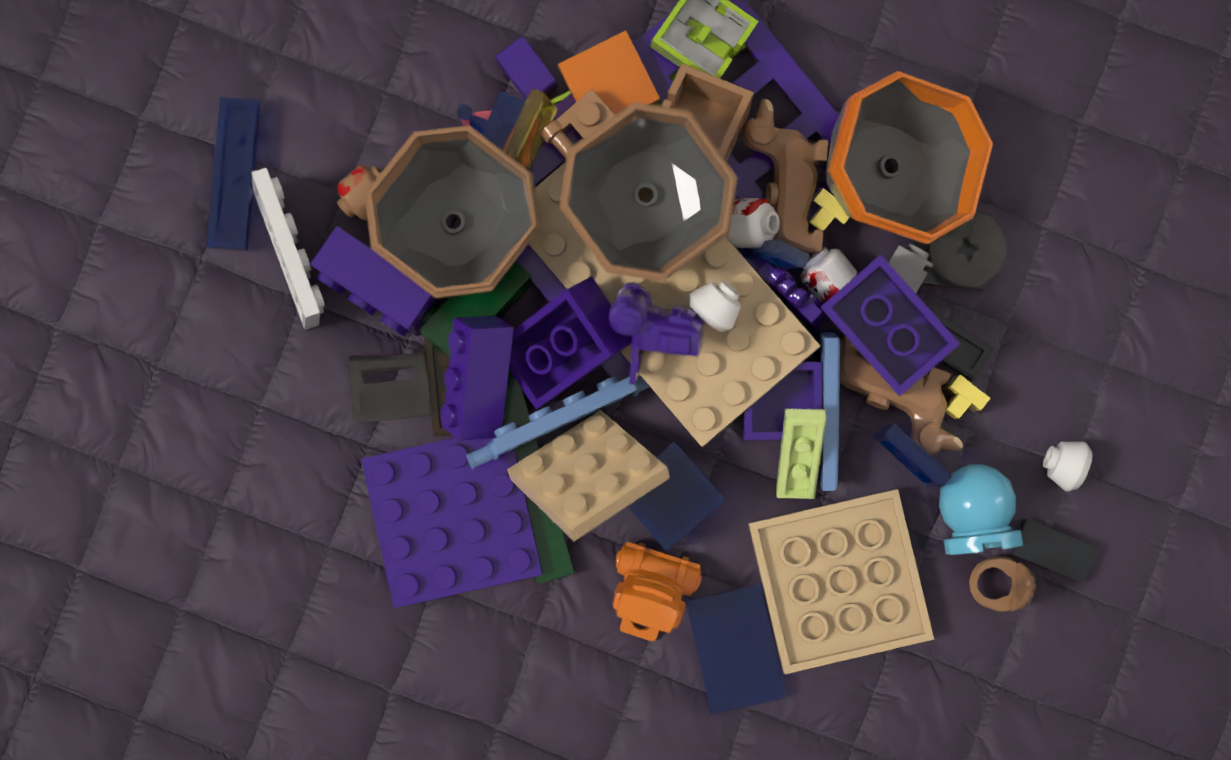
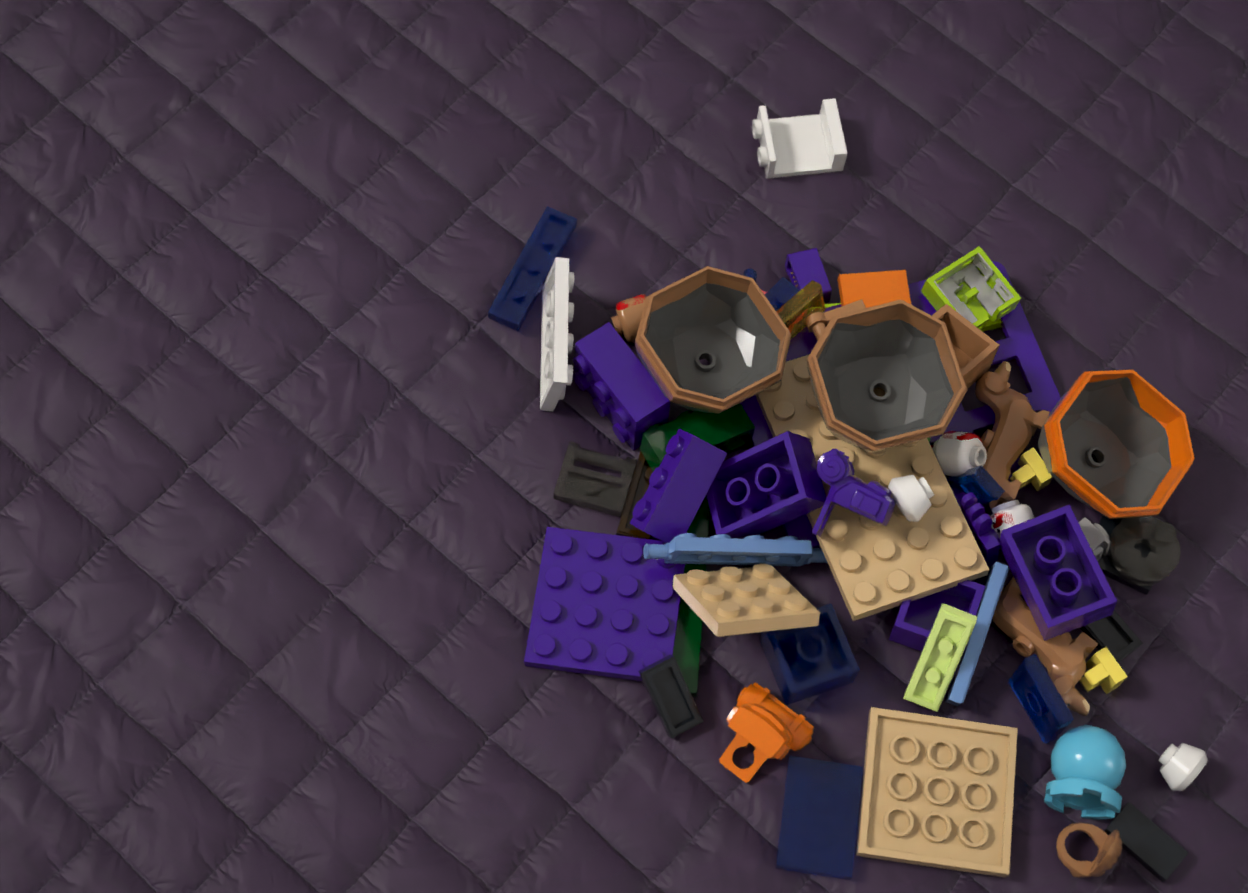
camera: 15 degrees right, 20 degrees down
(550, 589) = (671, 696): none -> black tile

